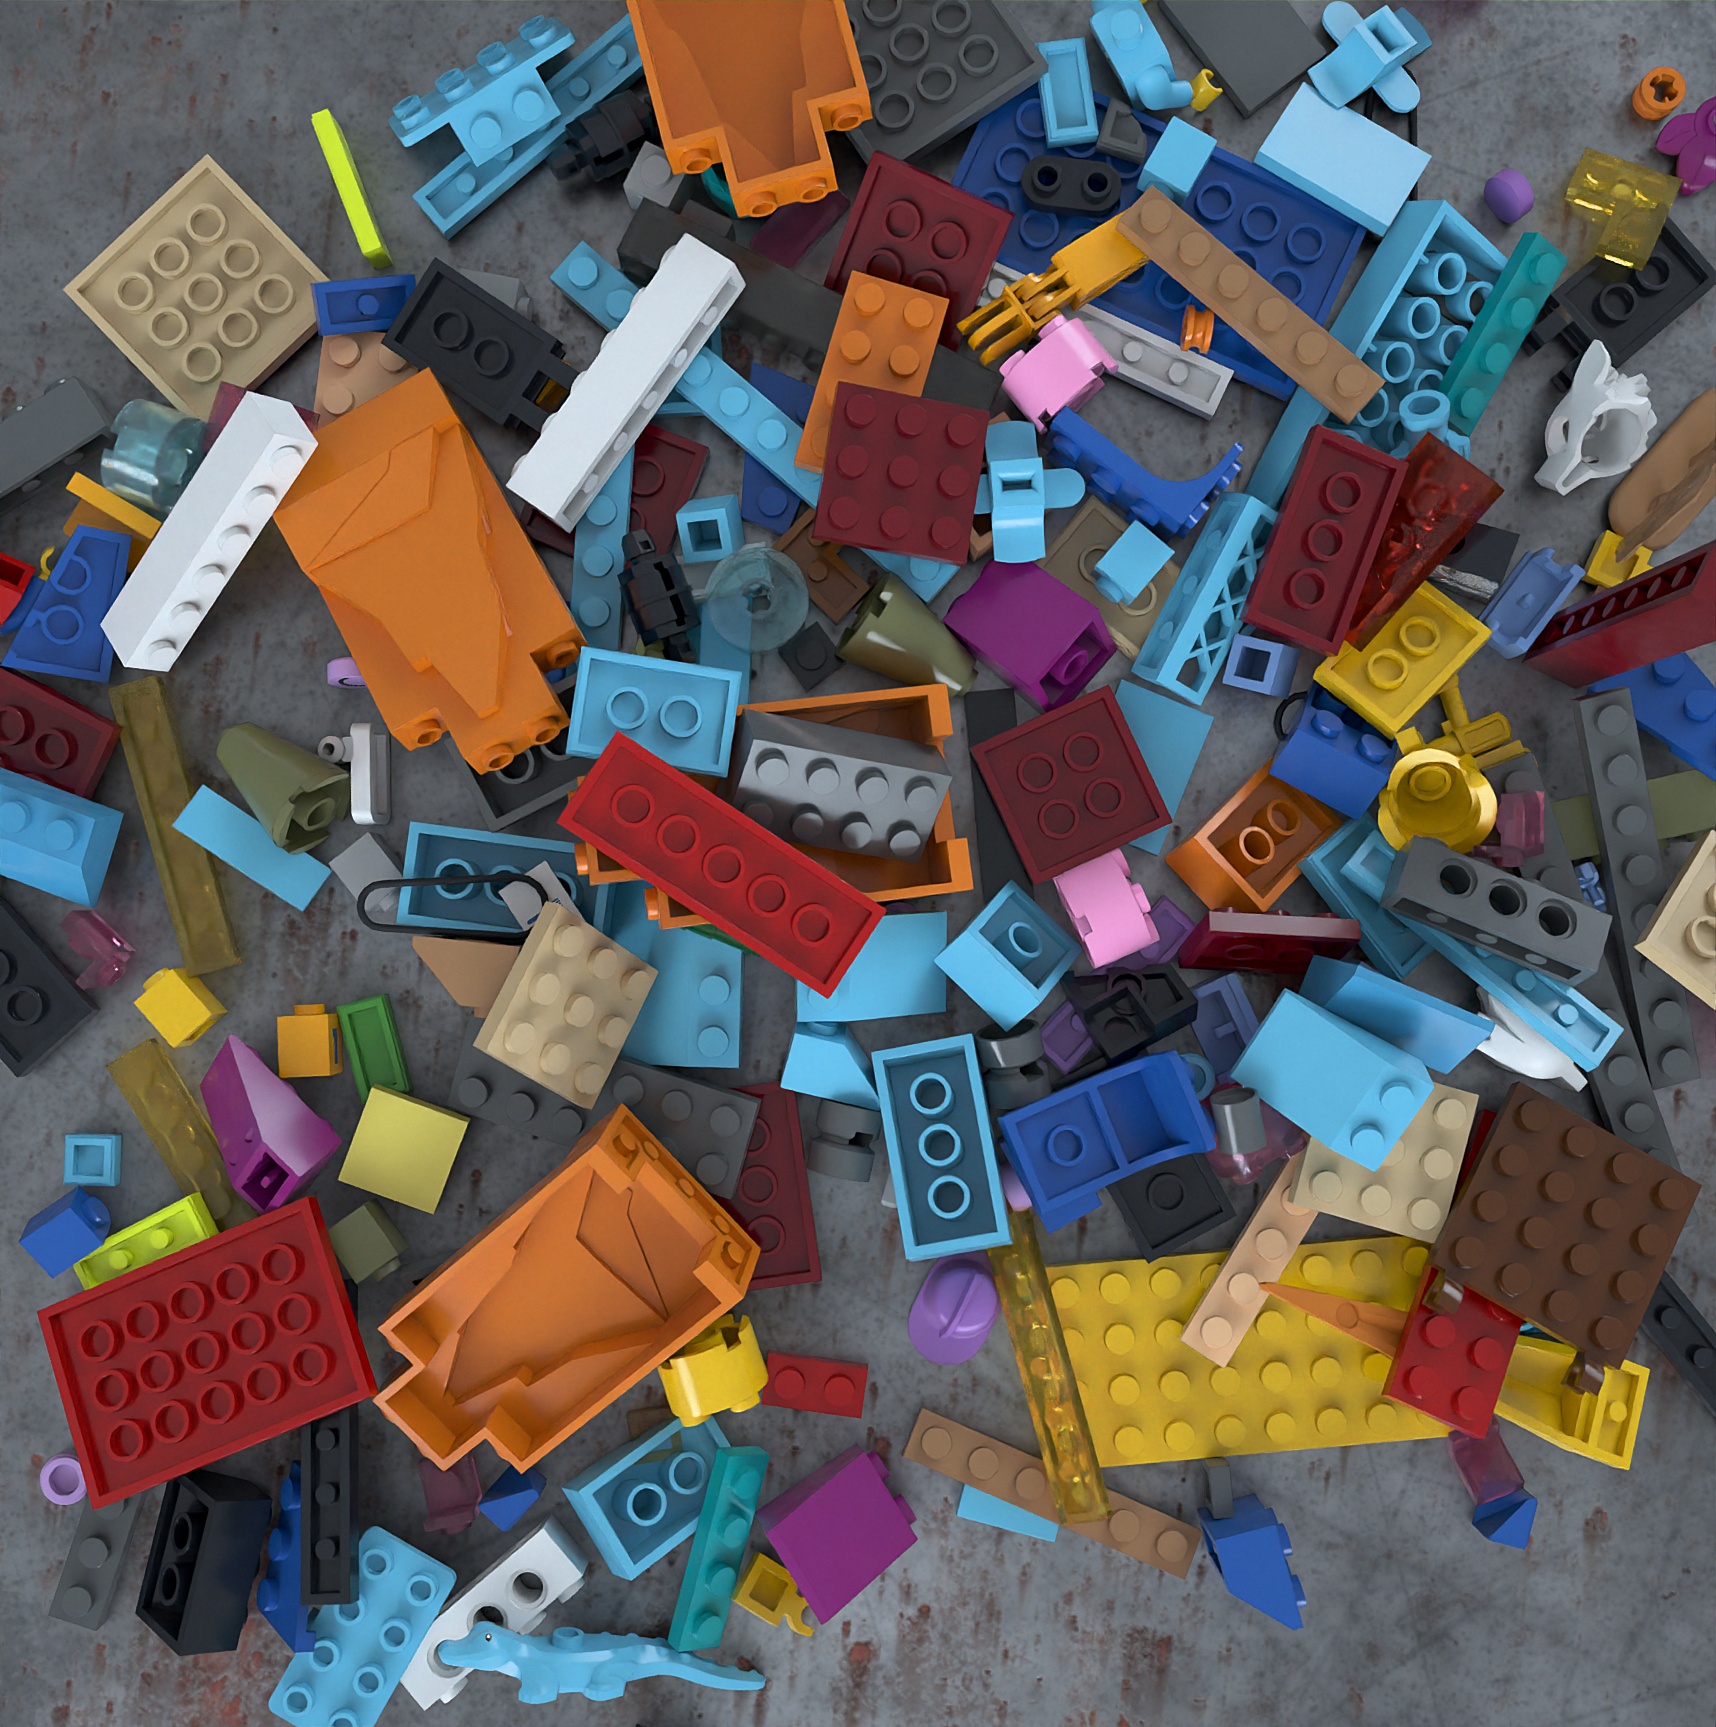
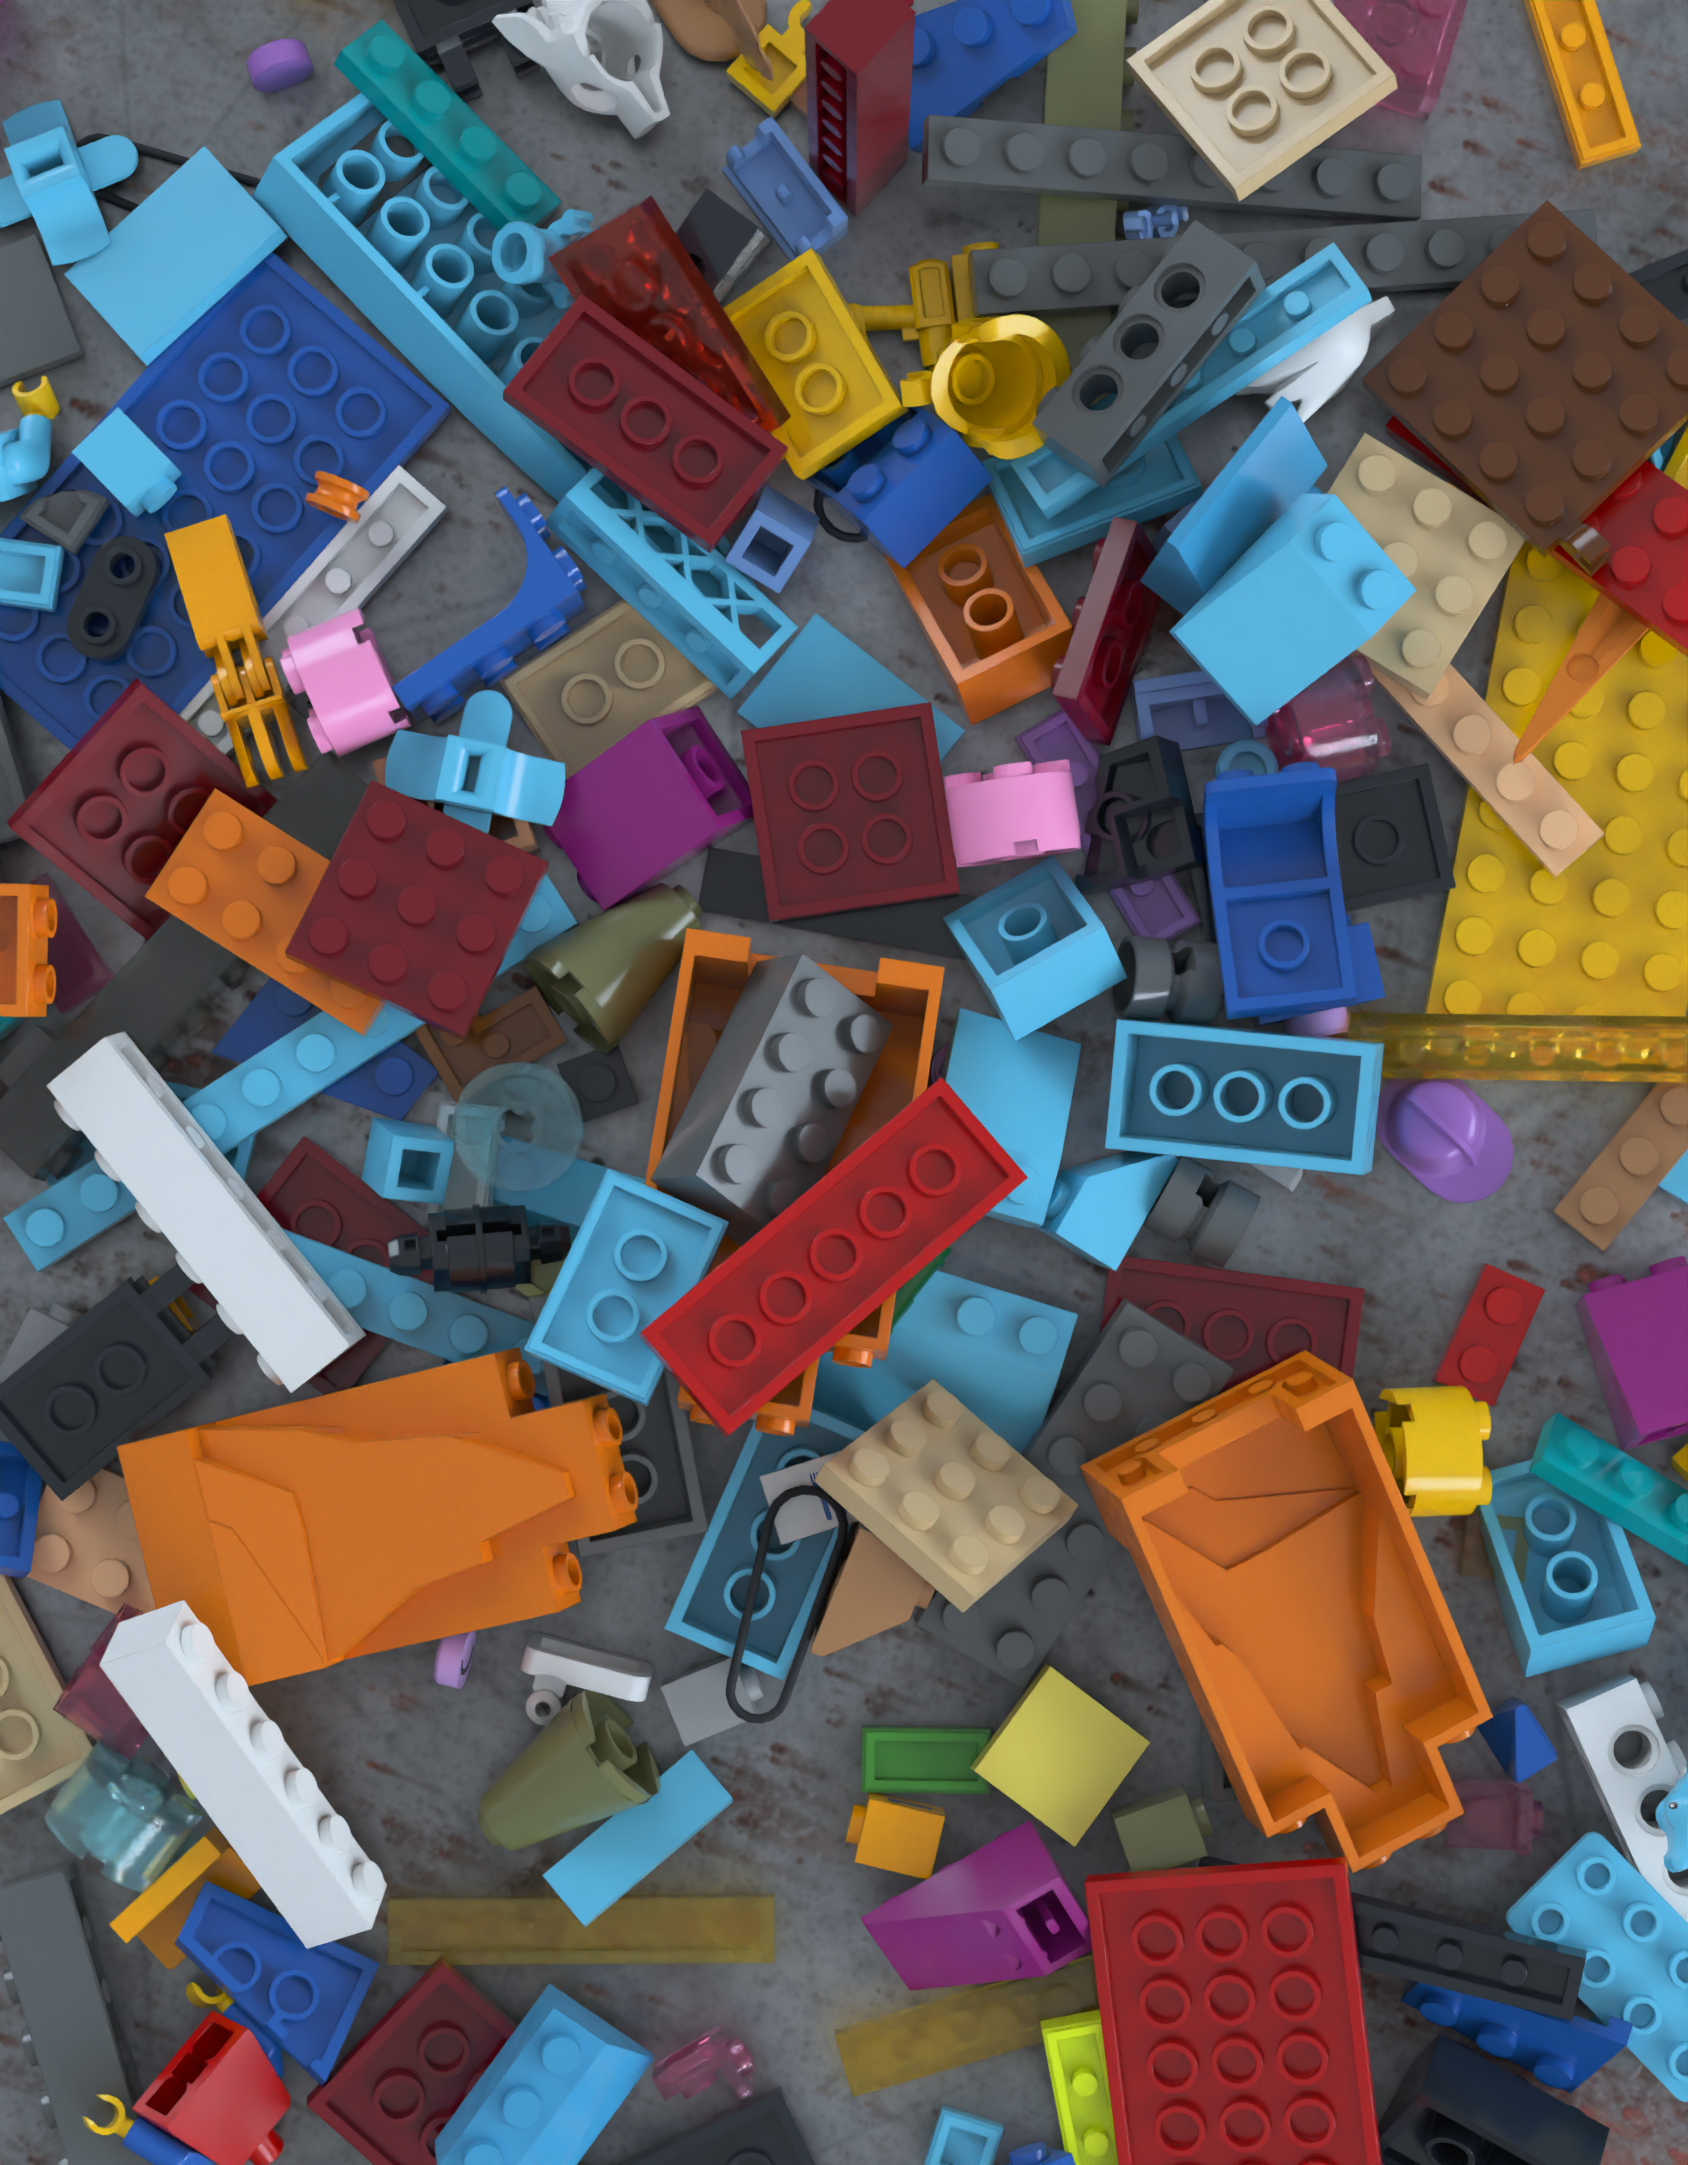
camera: 75 degrees left, 0 degrees up
(179, 1006) = (805, 1983): yellow brick -> none
(1130, 564) = (602, 662): medium azure brick -> none
(1238, 1120) = (1311, 732): dark grey beam -> none
(1250, 304) = (330, 427): medium nougat plate -> none
(1521, 829) = (1061, 294): clear pink bracket -> none

